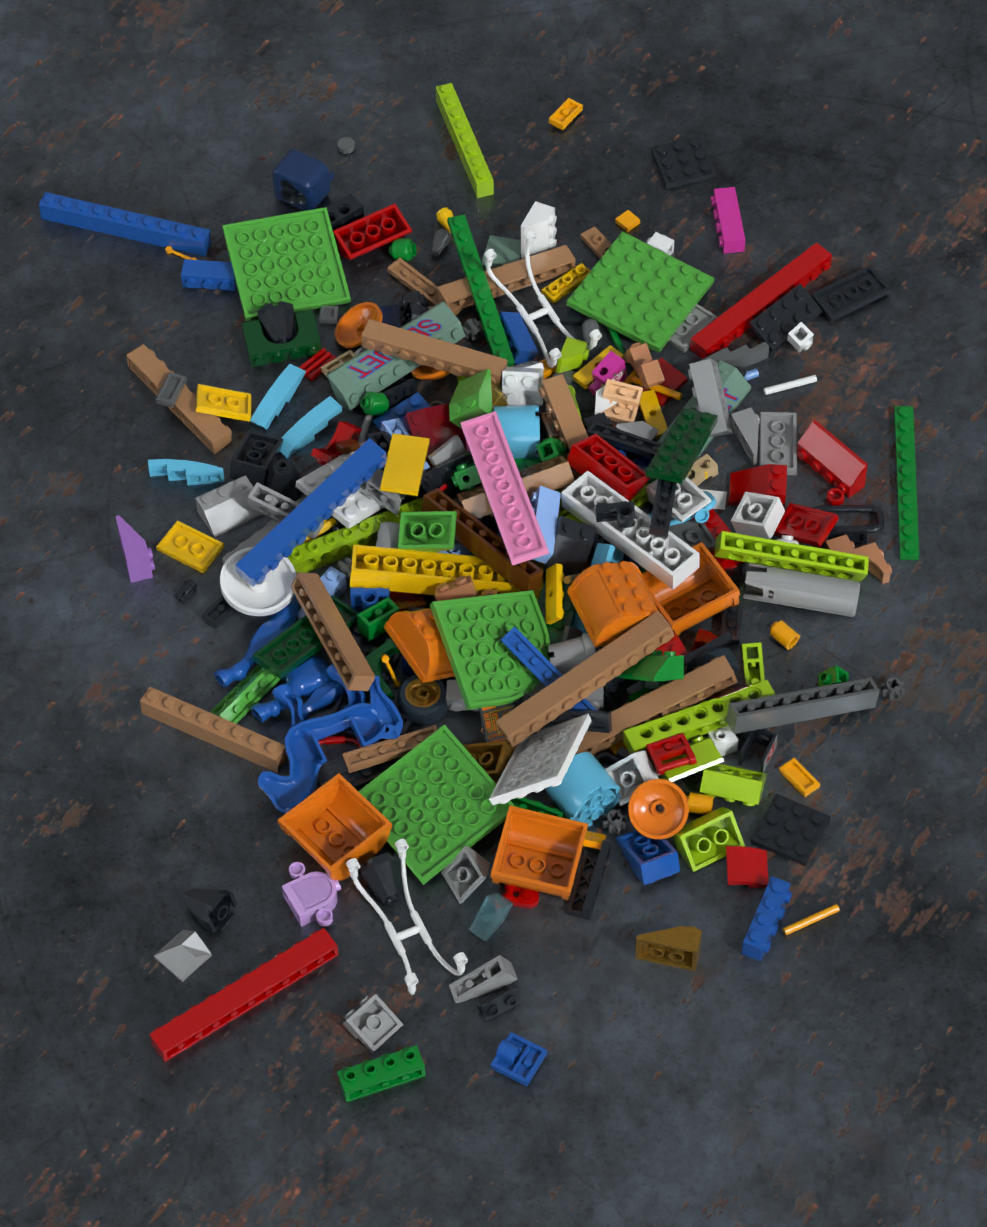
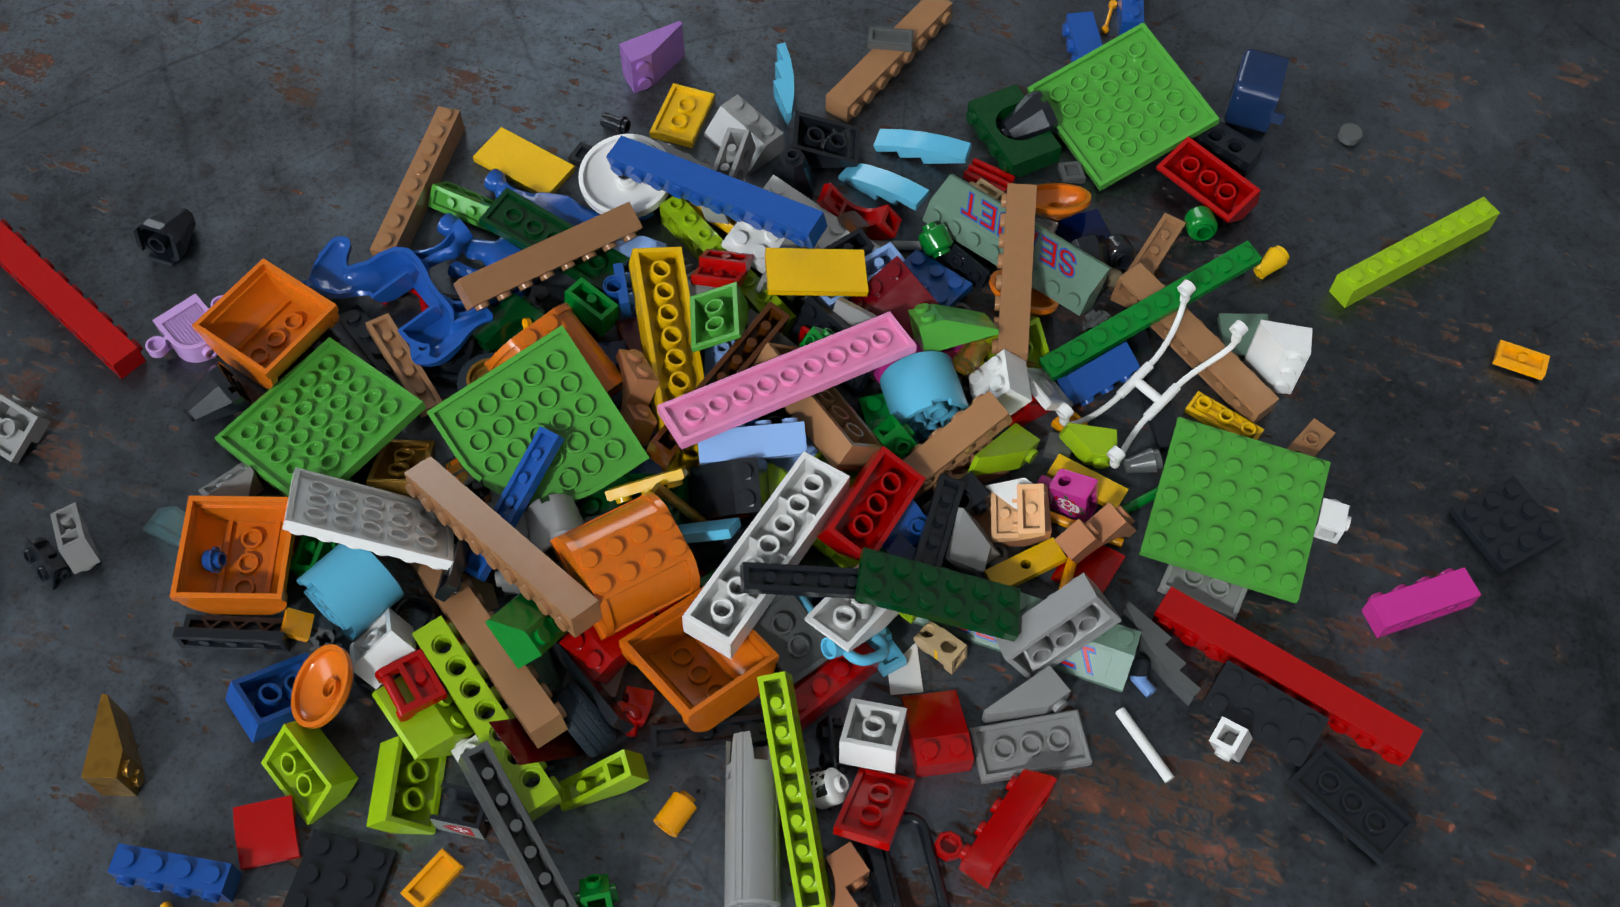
camera: 75 degrees right, 5 degrees up
(183, 954) = (114, 230): light grey slope -> none
(202, 660) = (524, 162): none -> yellow tile
(223, 402) = (891, 94): yellow tile -> none
(373, 528) = (721, 268): none -> red slope
(410, 979) = (141, 432): white bar -> none
(536, 875) = (214, 560): none -> blue plate
(621, 512) = (773, 521): black plate -> none
(627, 221) = (1364, 473): light orange tile -> none
(700, 803) = (365, 748): light orange brick -> none

